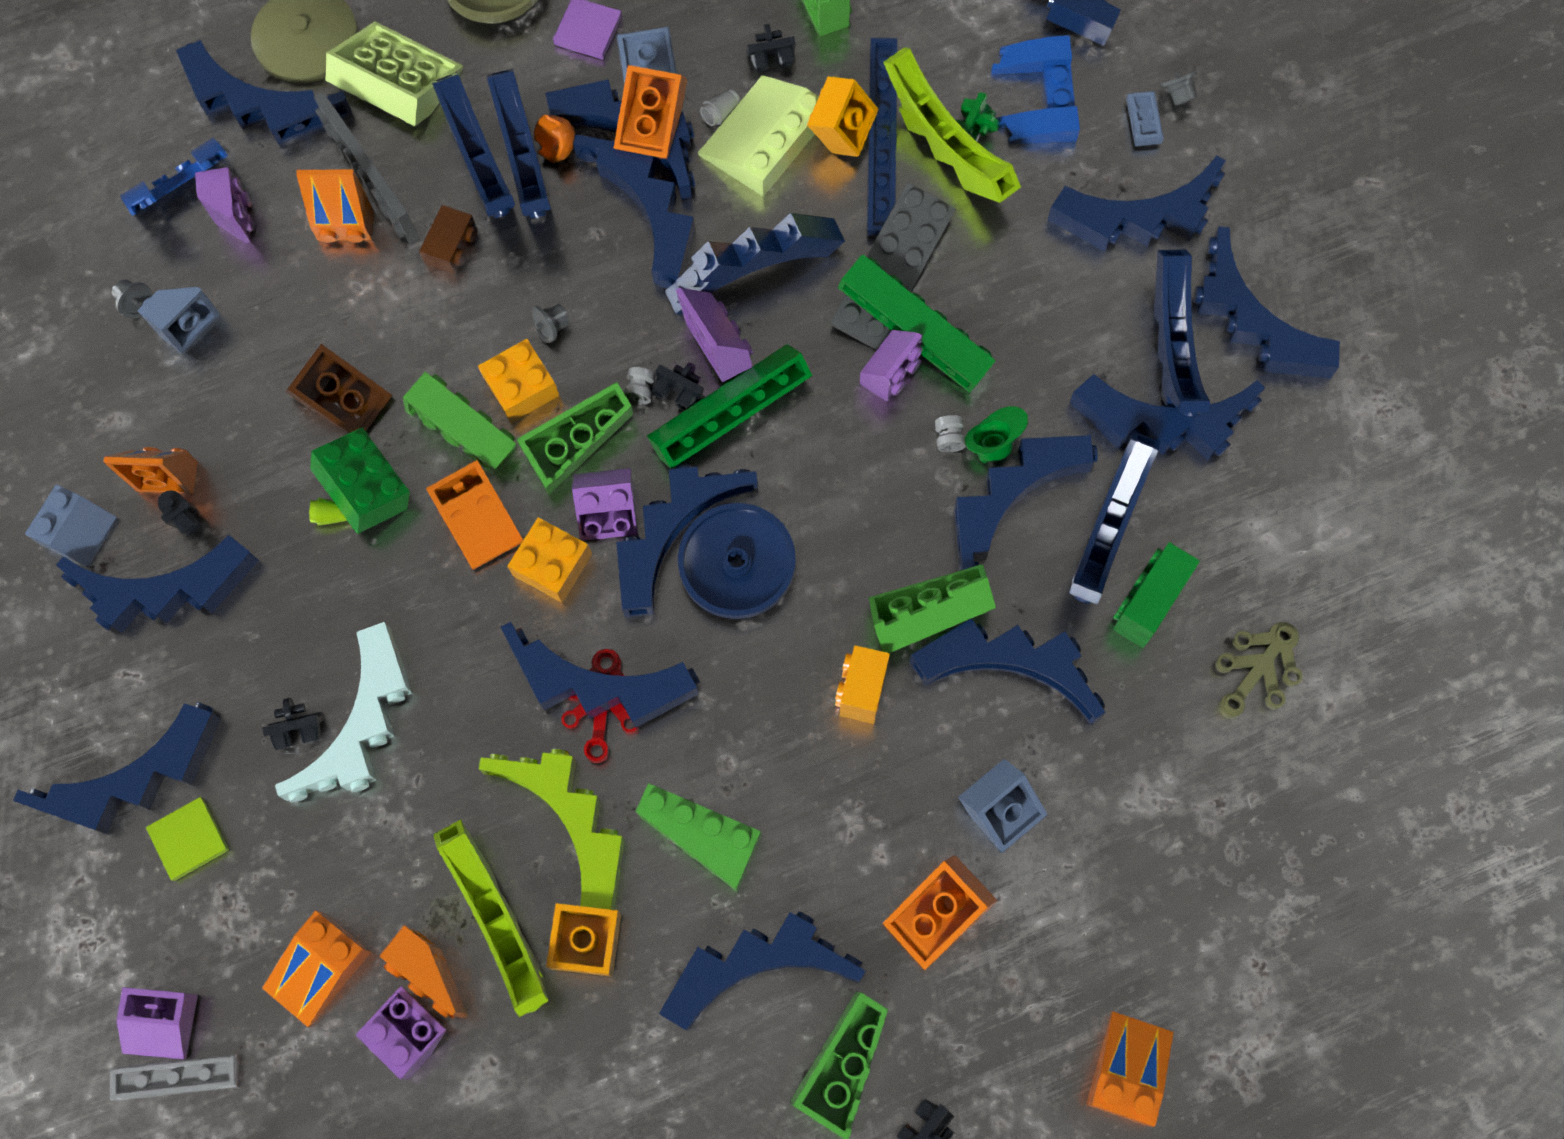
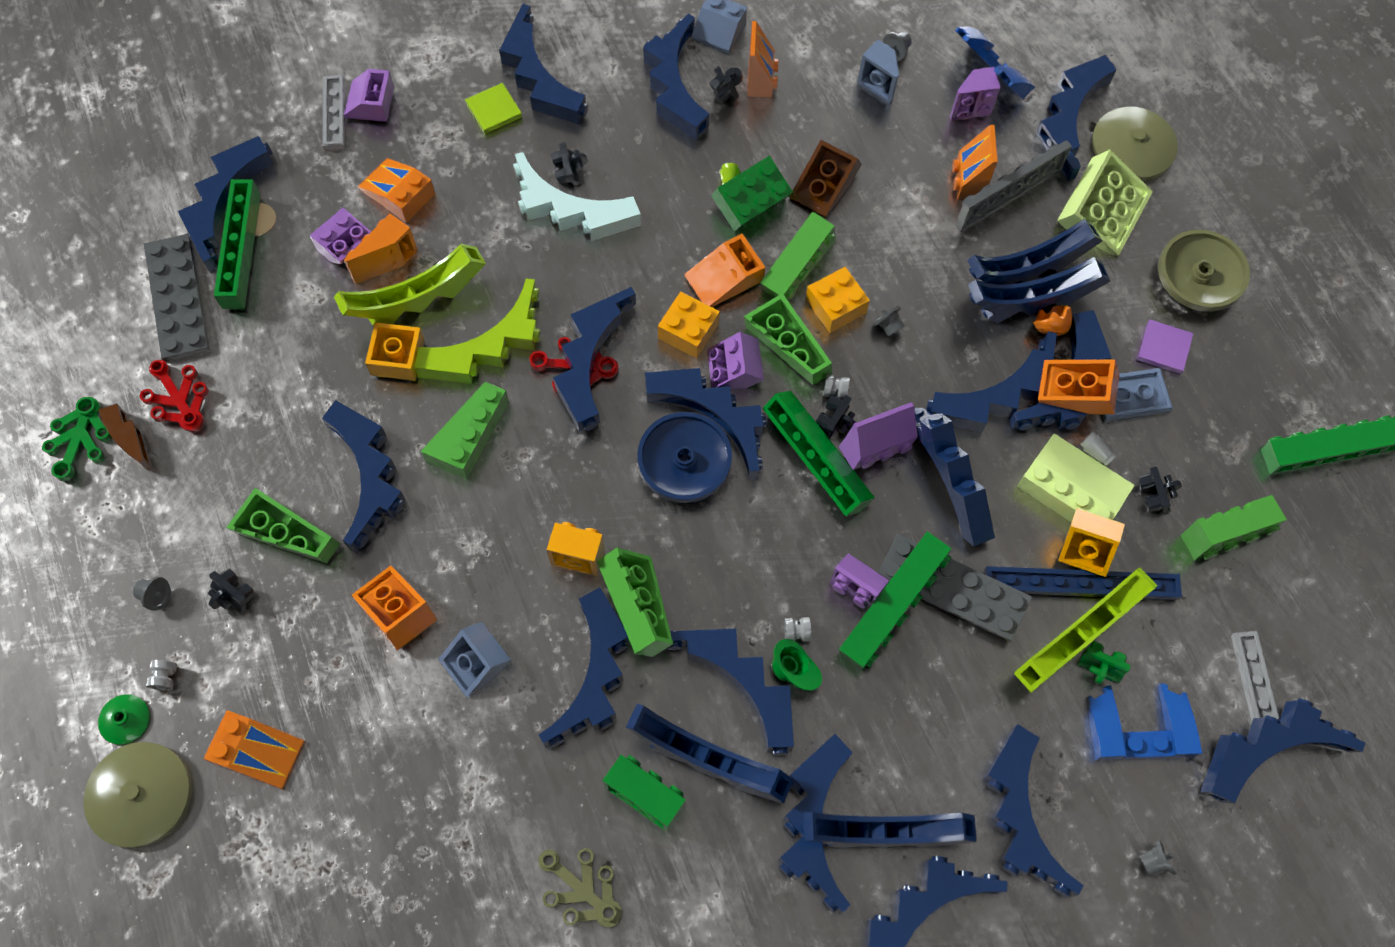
camera: 85 degrees right, 5 degrees down
(448, 239) = (957, 247): reddish brown brick -> none
(1144, 118) = (1122, 823): sand blue plate -> none

